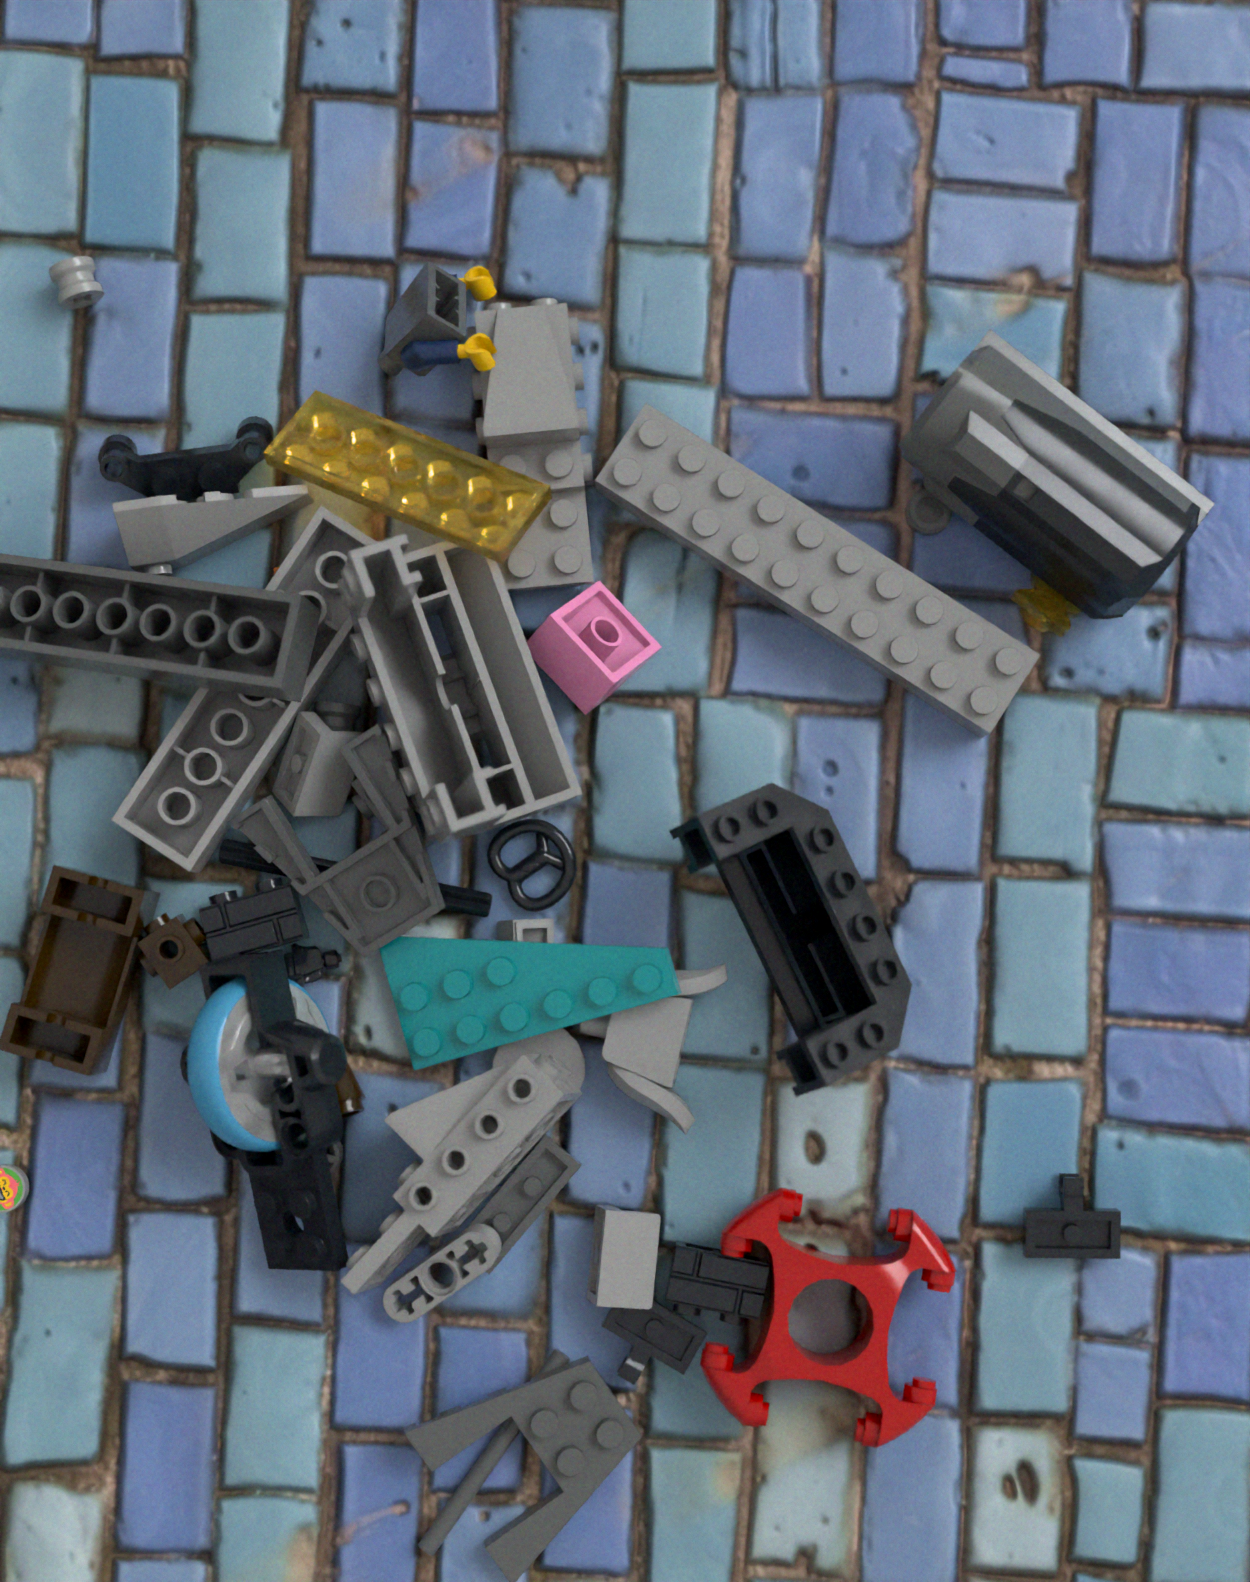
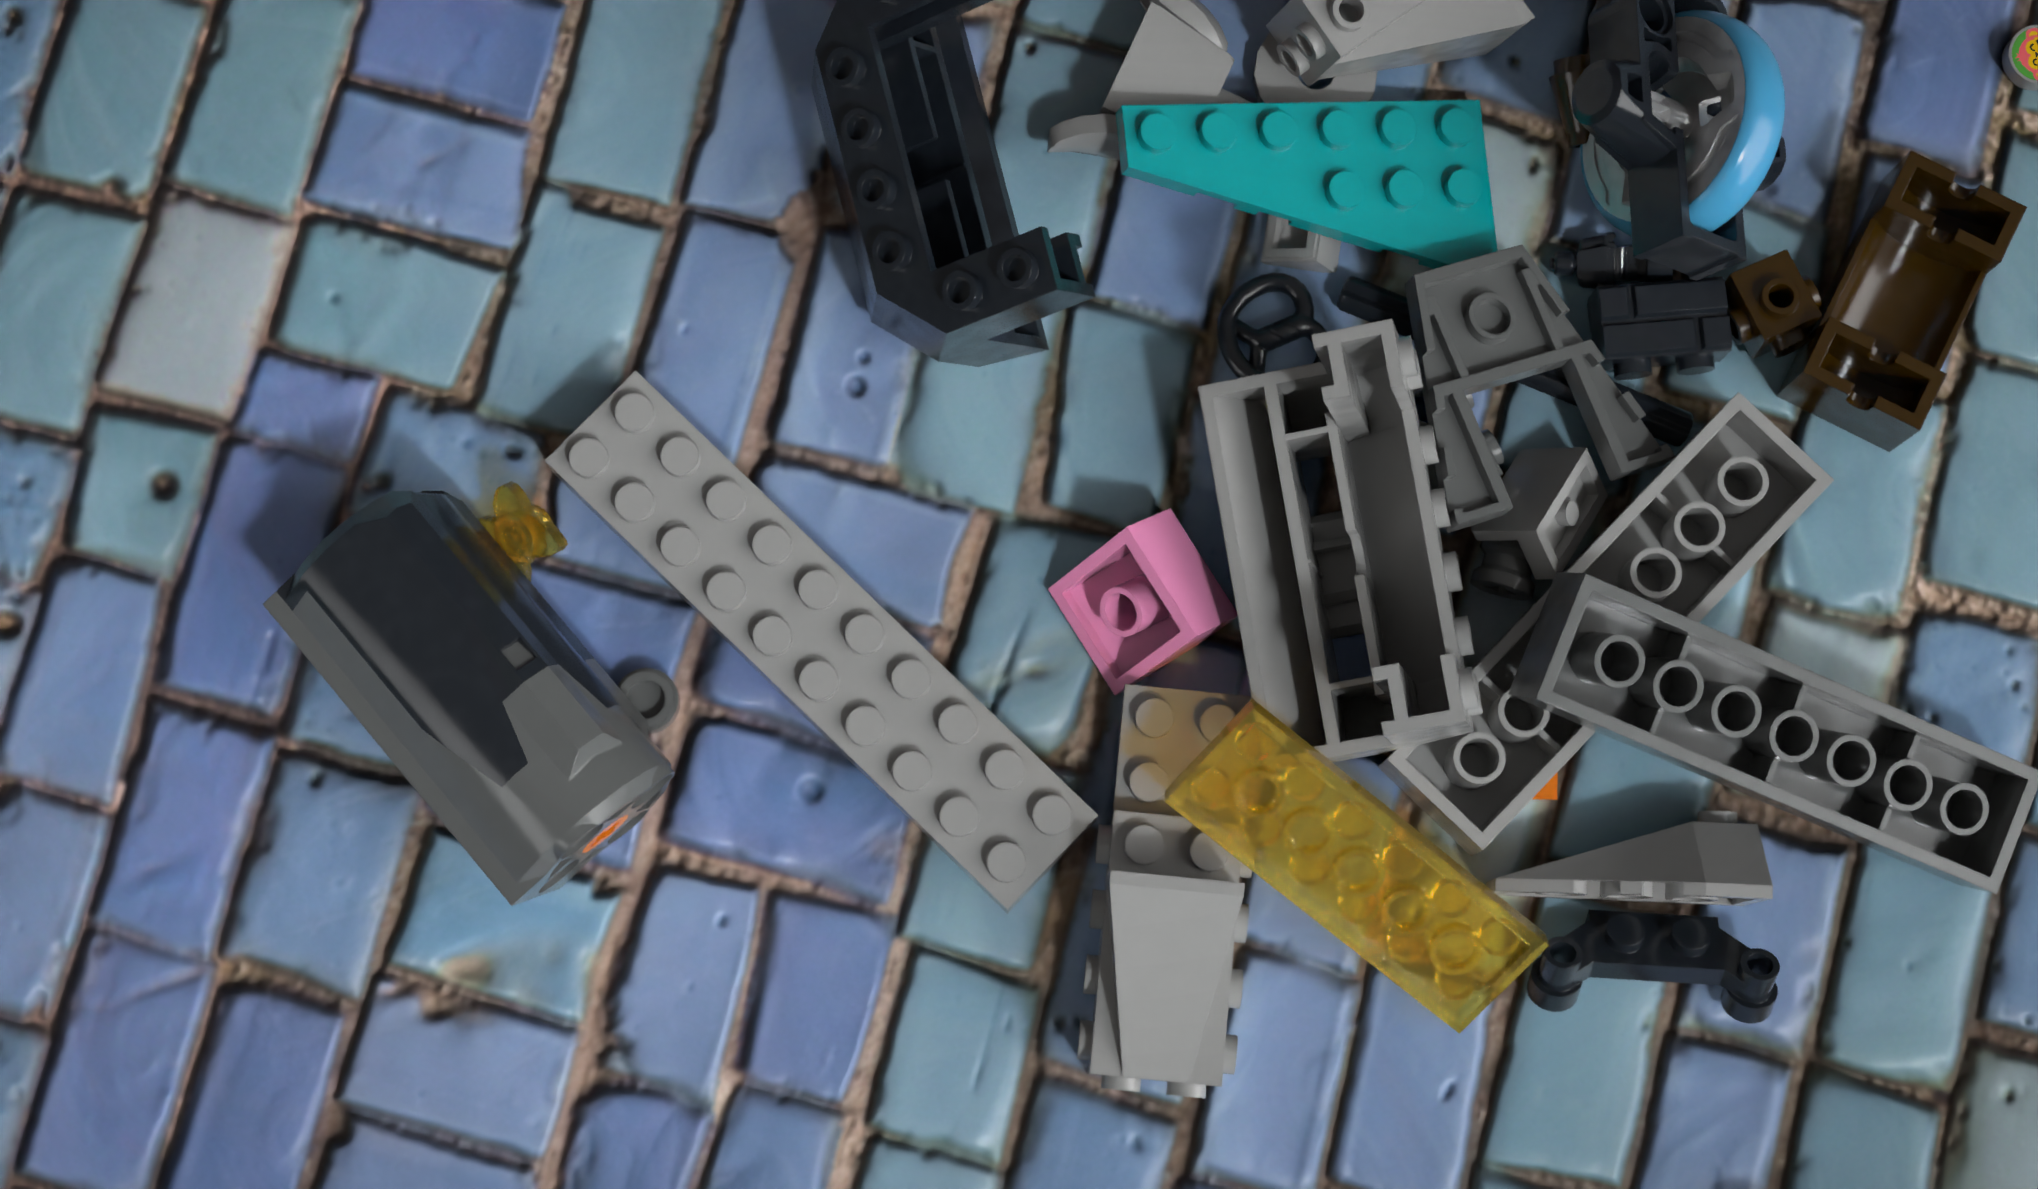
camera: 170 degrees left, 5 degrees down
(431, 323) = (1286, 1084): dark grey torso -> none

